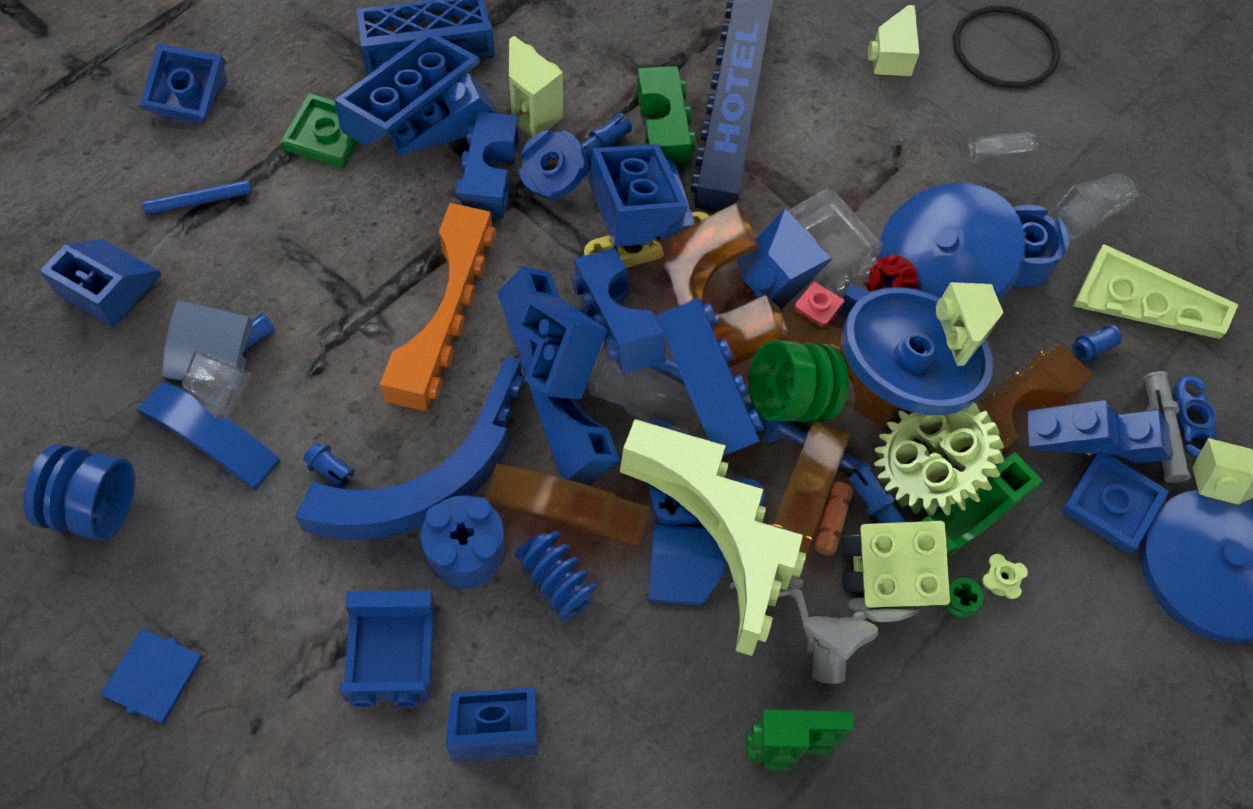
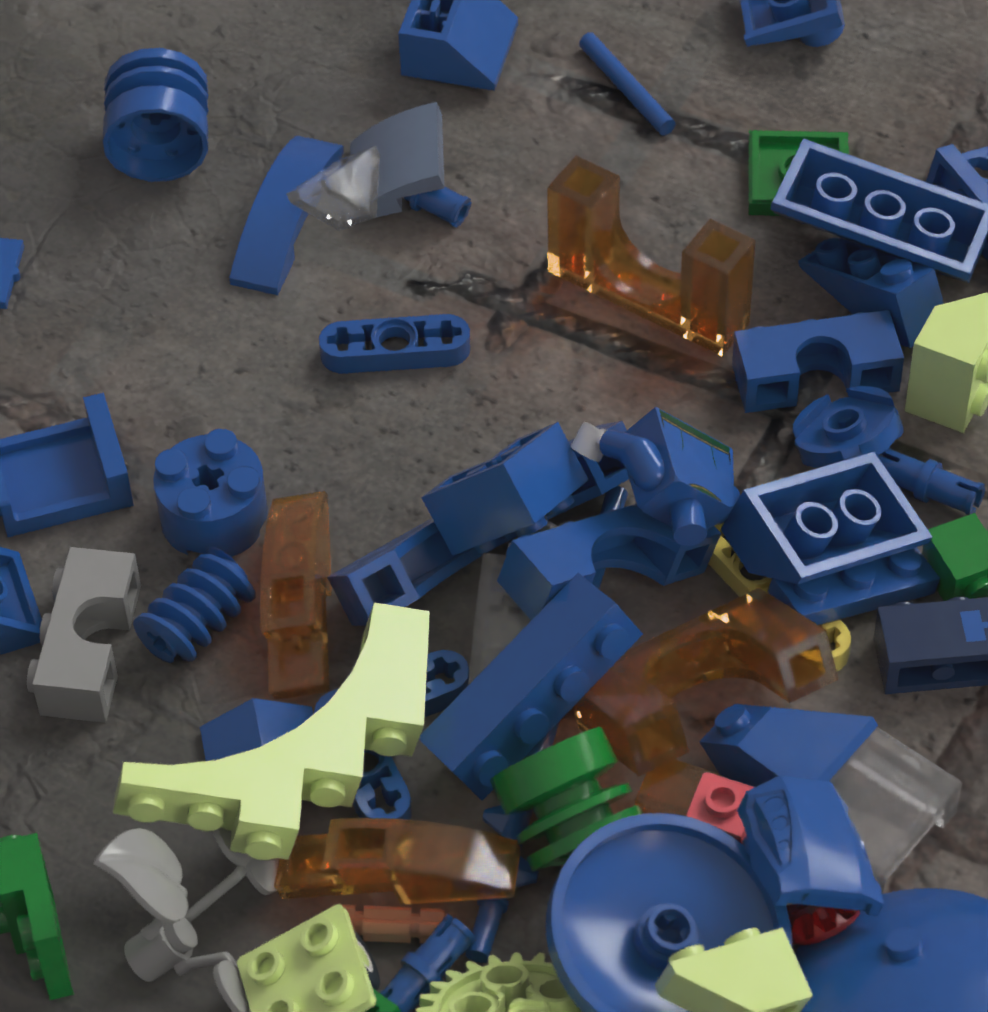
camera: 80 degrees right, 10 degrees down
(328, 465) = (283, 326): blue pin -> none
(354, 250) = (594, 252): none -> clear orange arch
(368, 411) = (410, 328): none -> blue beam
(404, 507) = (289, 458): blue arch -> none
(416, 367) = (454, 380): orange arch -> none
(581, 675) = (89, 595): none -> light grey arch
(585, 245) = (672, 471): none -> blue torso
(882, 263) = (807, 846): none -> blue slope

